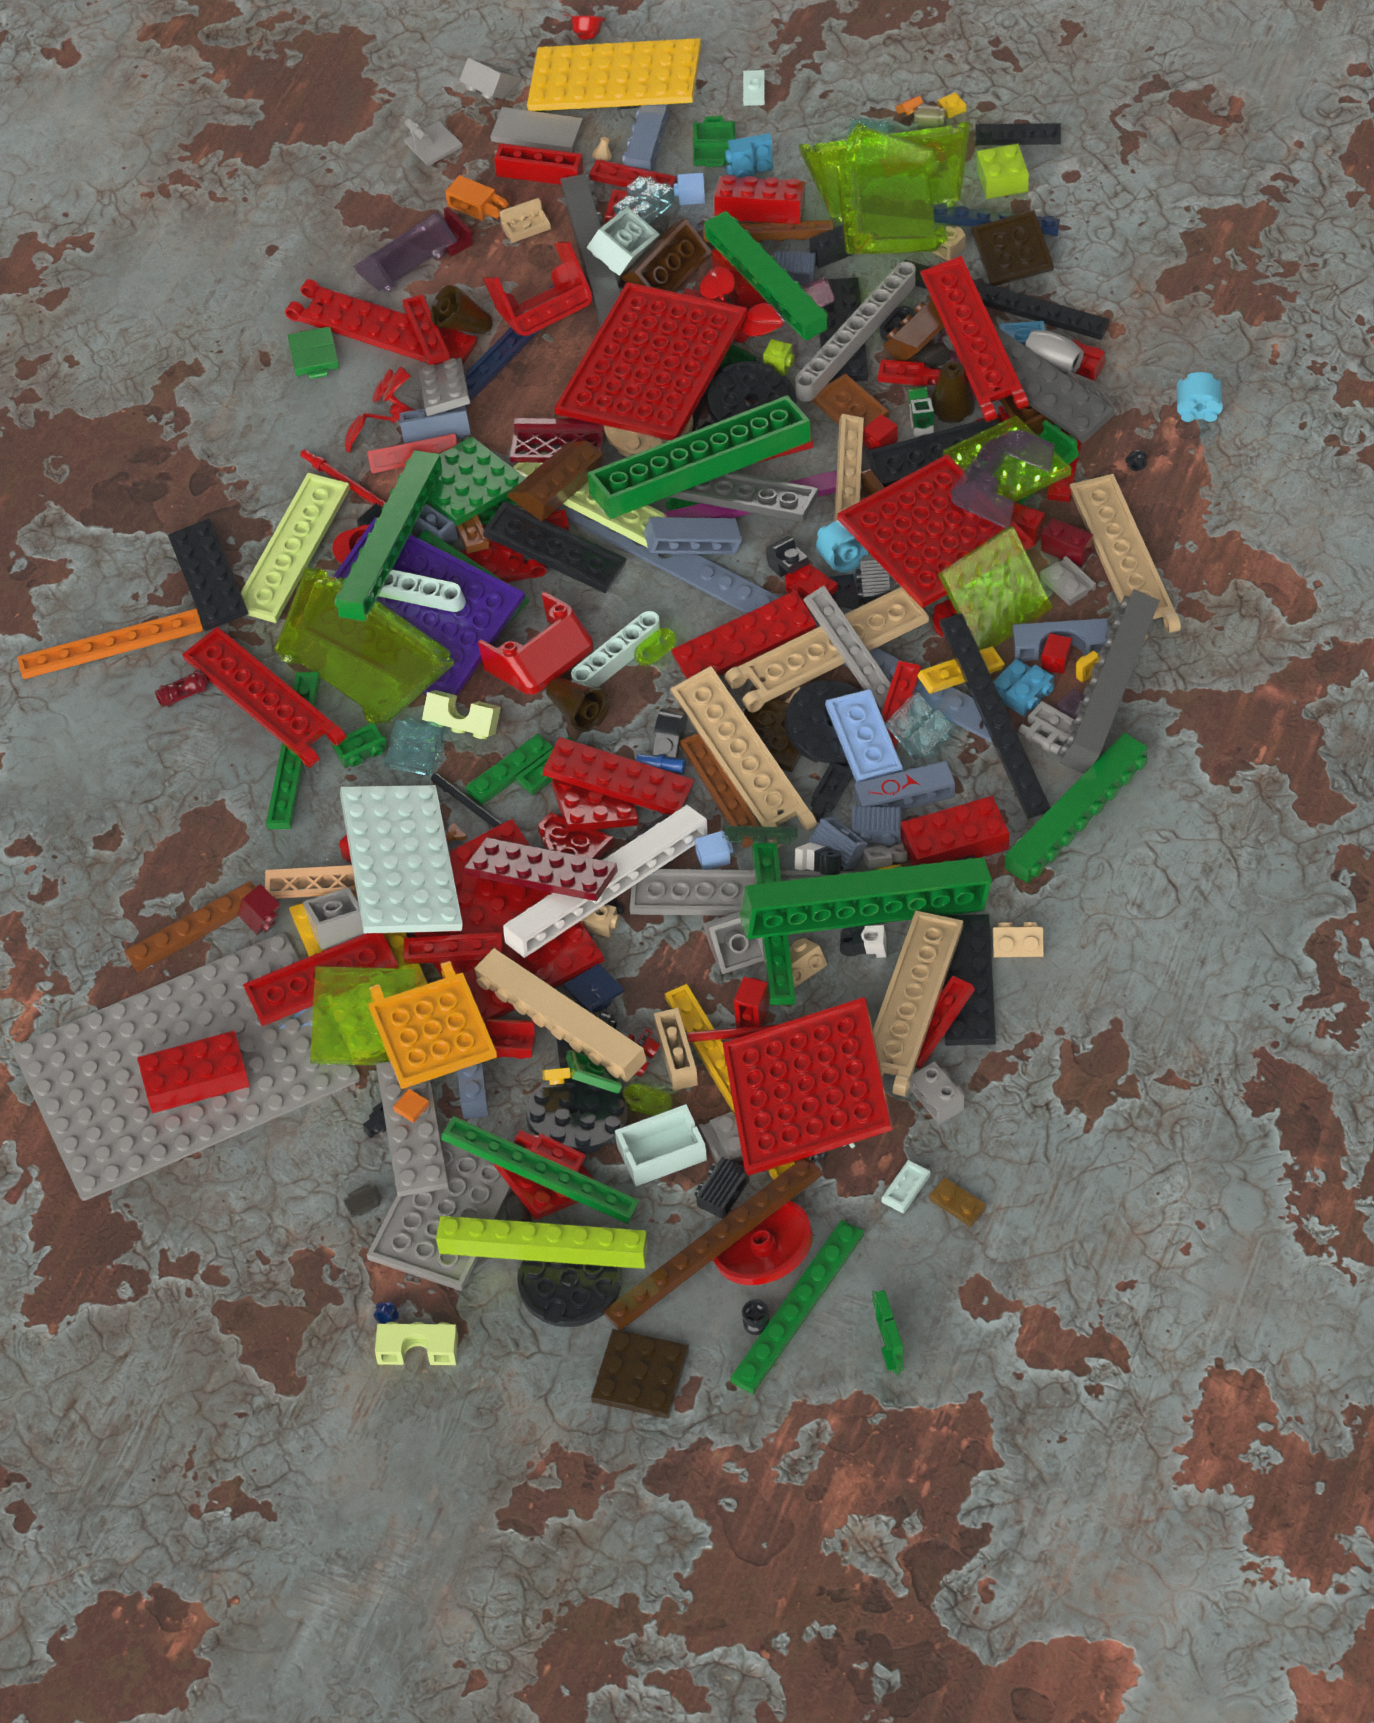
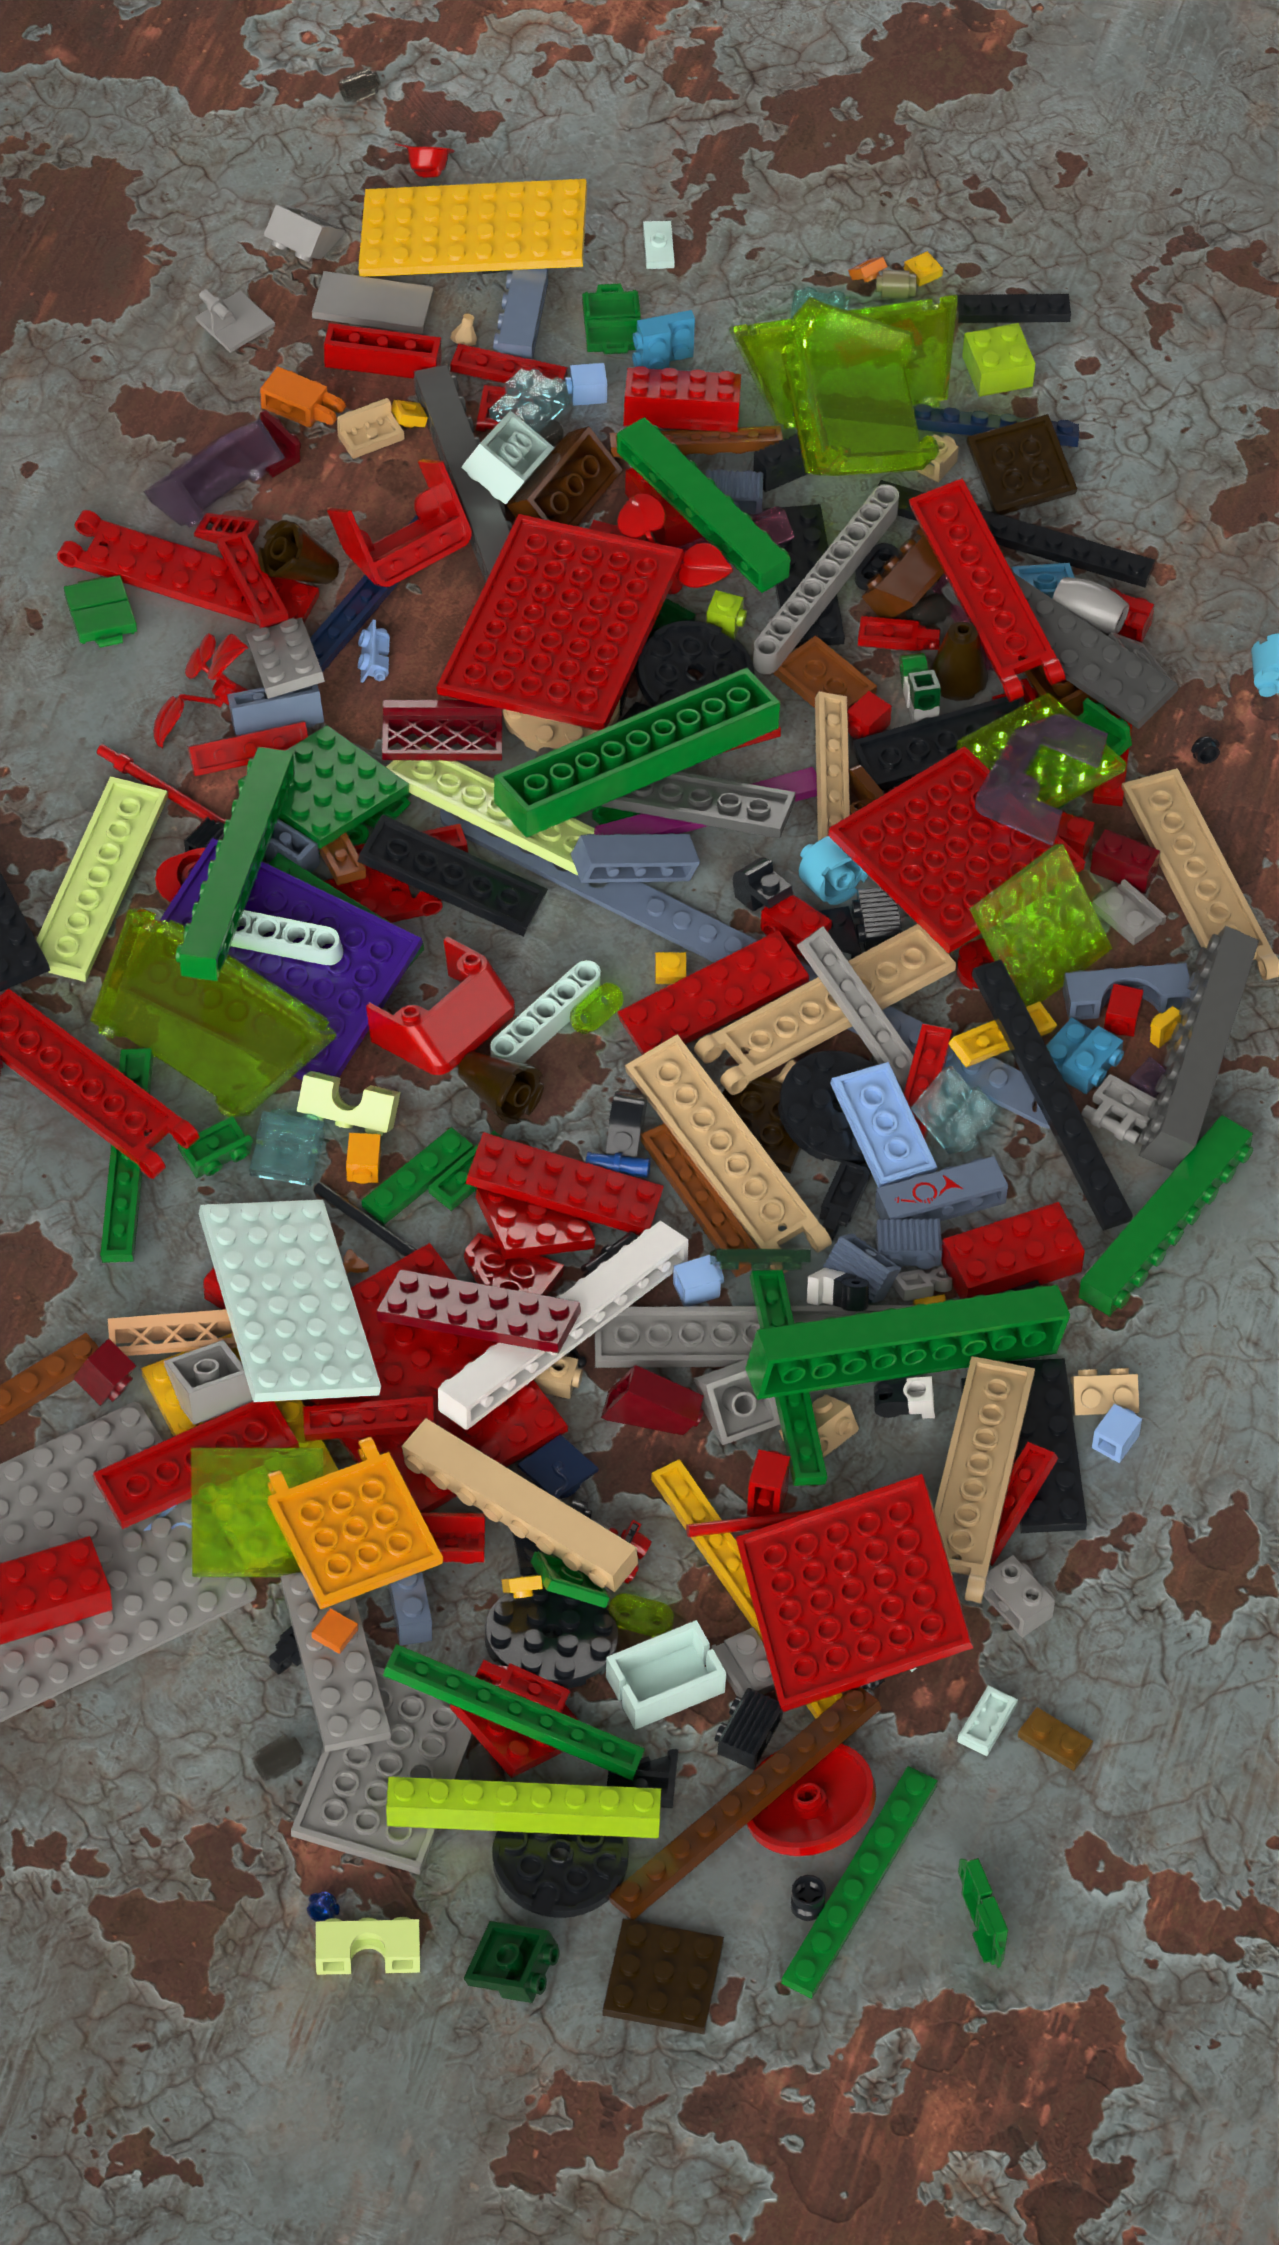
camera: 10 degrees left, 0 degrees up
(428, 292) = (227, 522): none -> red slope
(469, 755) = (363, 1158): none -> light orange brick
(510, 391) = (373, 643): none -> light blue hinge
(525, 1358) = (513, 1961): none -> dark green plate
(555, 210) = (409, 414): none -> yellow plate
(557, 479) = (450, 782): reddish brown slope -> none
(648, 1220) = (652, 1774): none -> black wing
(670, 941) = (653, 1403): none -> dark red slope
(675, 1049) = (673, 1546): tan brick -> none
(714, 617) = (669, 967): none -> yellow plate
(1024, 971) = (1117, 1433): none -> light blue brick

